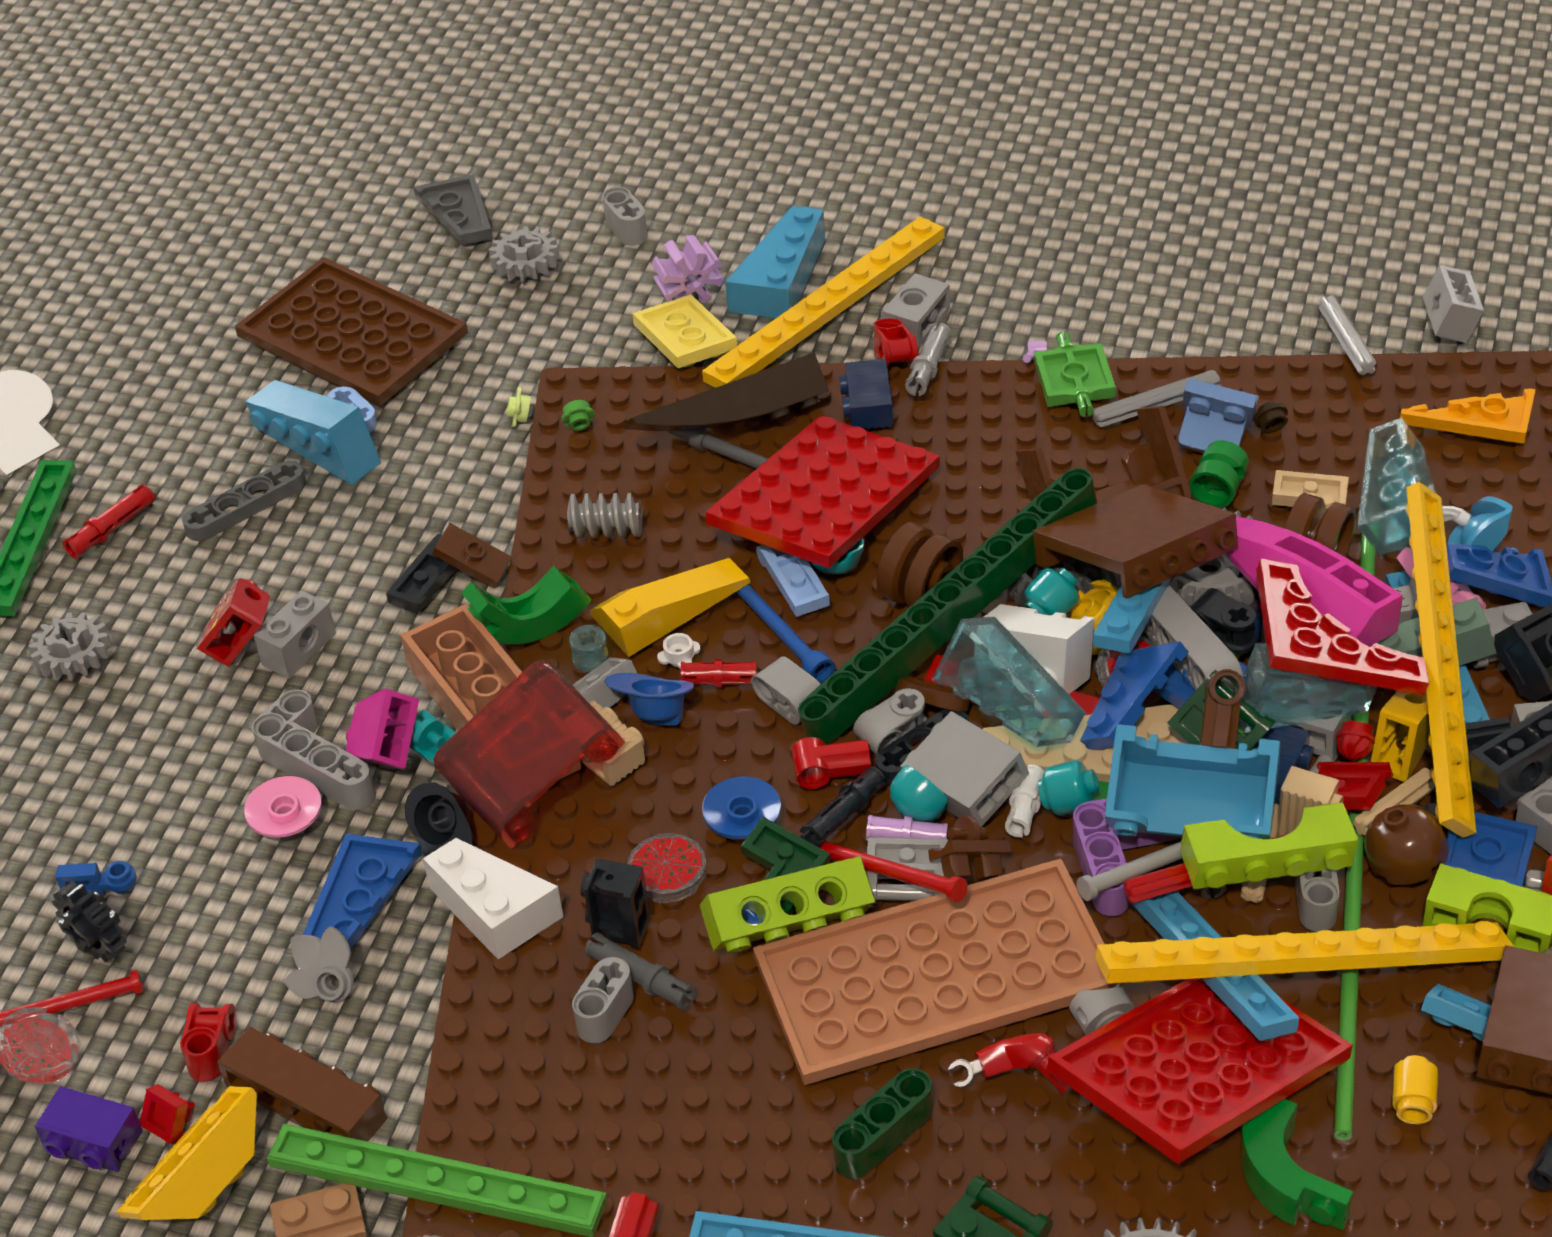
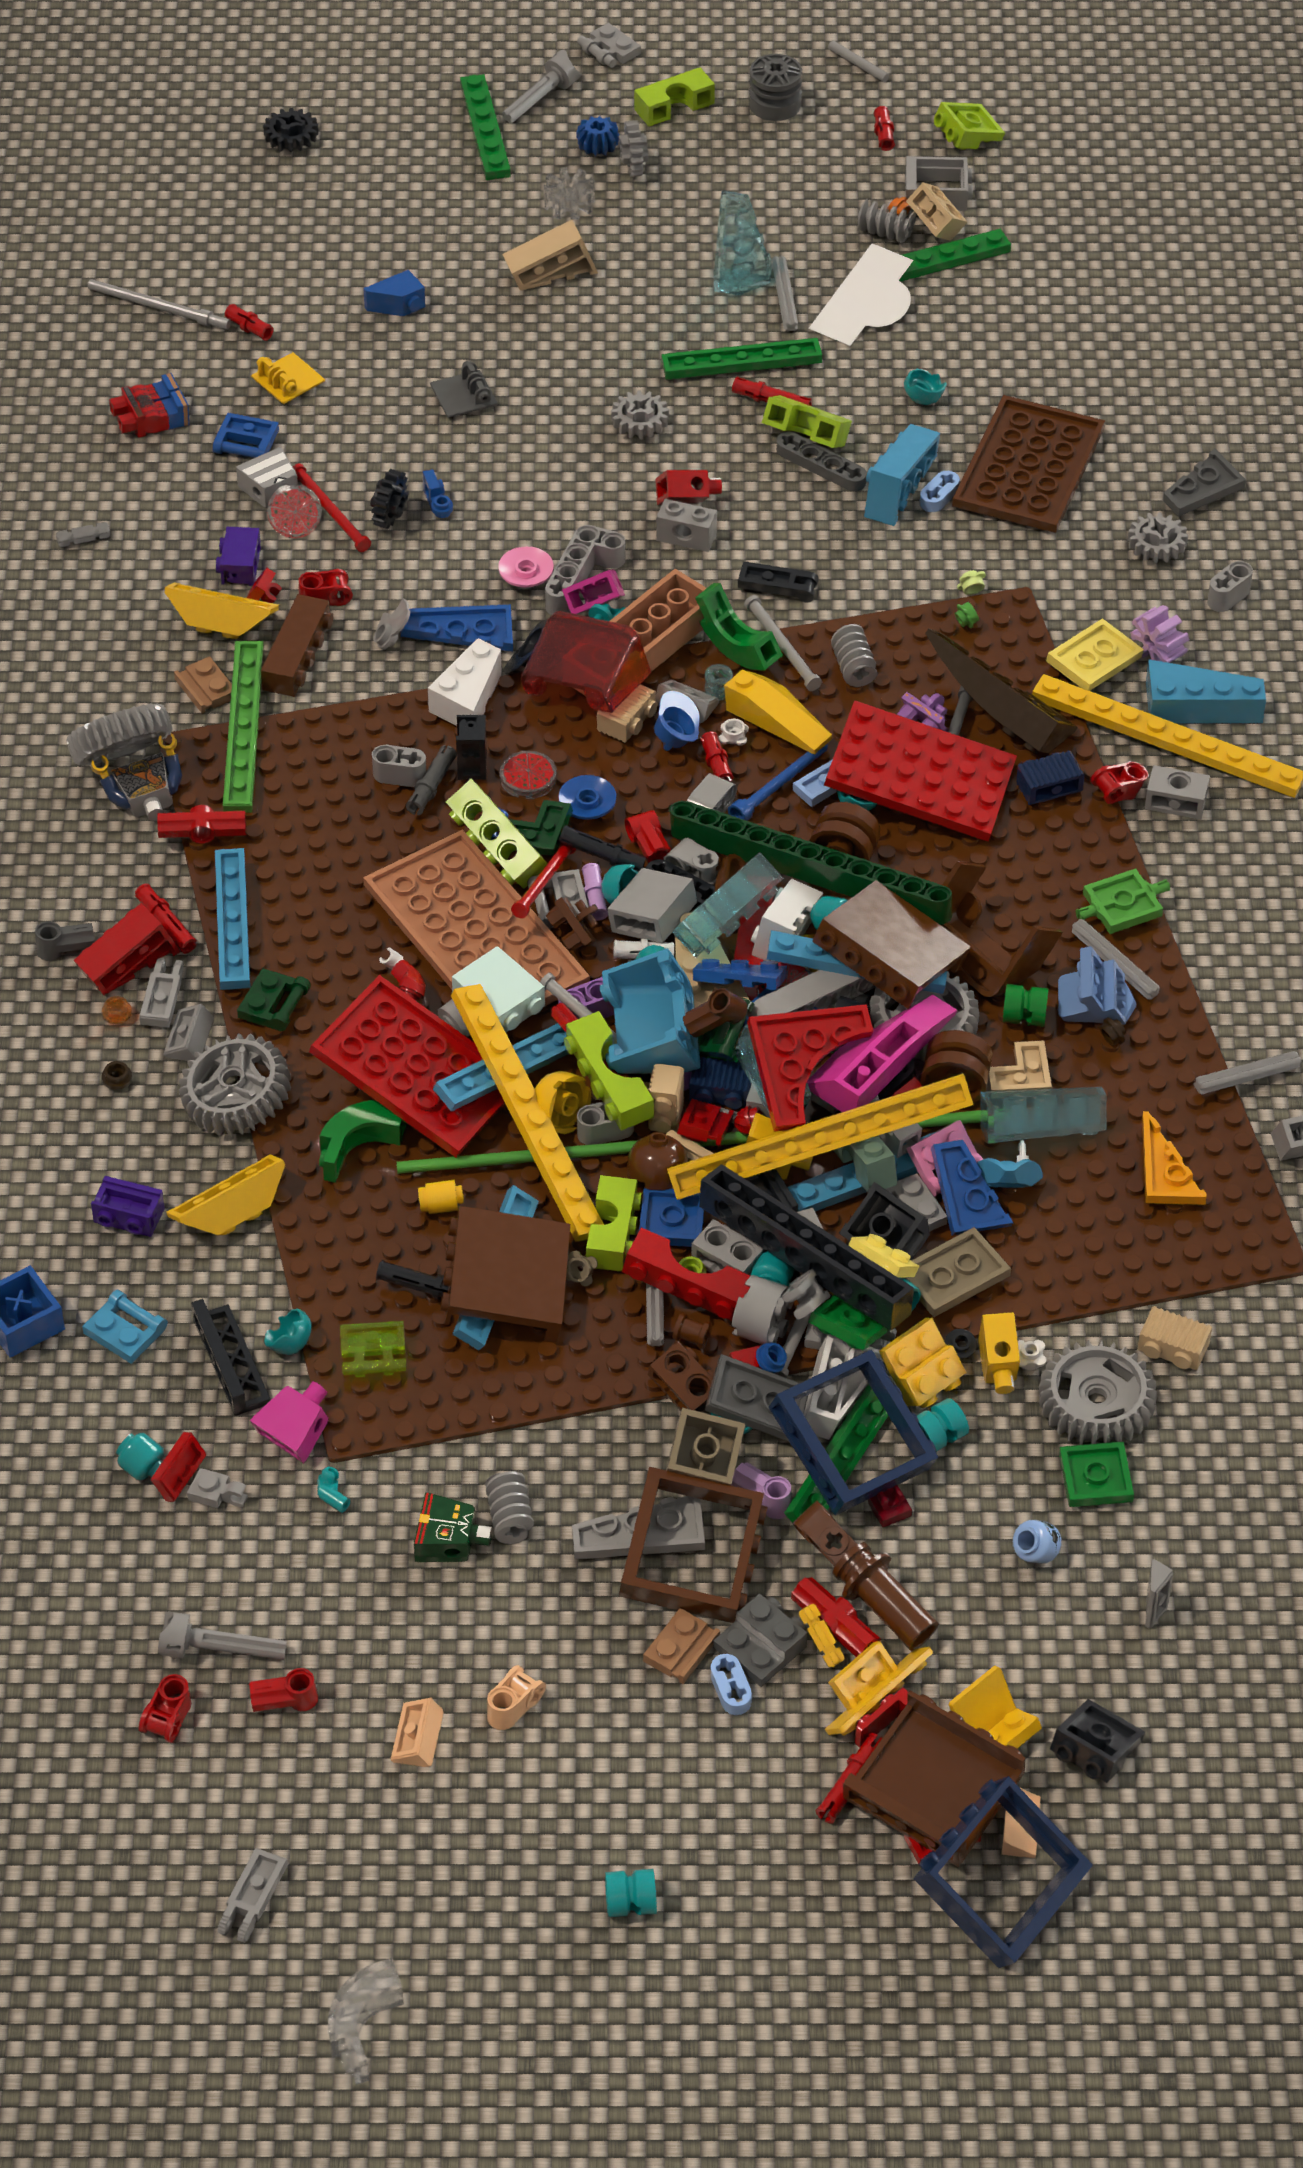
camera: 70 degrees right, 5 degrees up
(169, 498) = (802, 418): none -> lime arch
(182, 388) = (924, 387): none -> teal hair
(471, 555) = (796, 596): reddish brown plate -> none
(579, 574) = (812, 681): none -> light grey bar
(722, 472) = (928, 710): none -> medium lavender hips
(875, 1141) = (337, 926): dark green beam -> none
(925, 364) = (1113, 808): light grey pin -> none
(1034, 346) = (1155, 876): lavender hand -> none
(1064, 941) = (507, 985): none -> light aqua brick
(1270, 914) = (561, 1097): none -> yellow cylinder

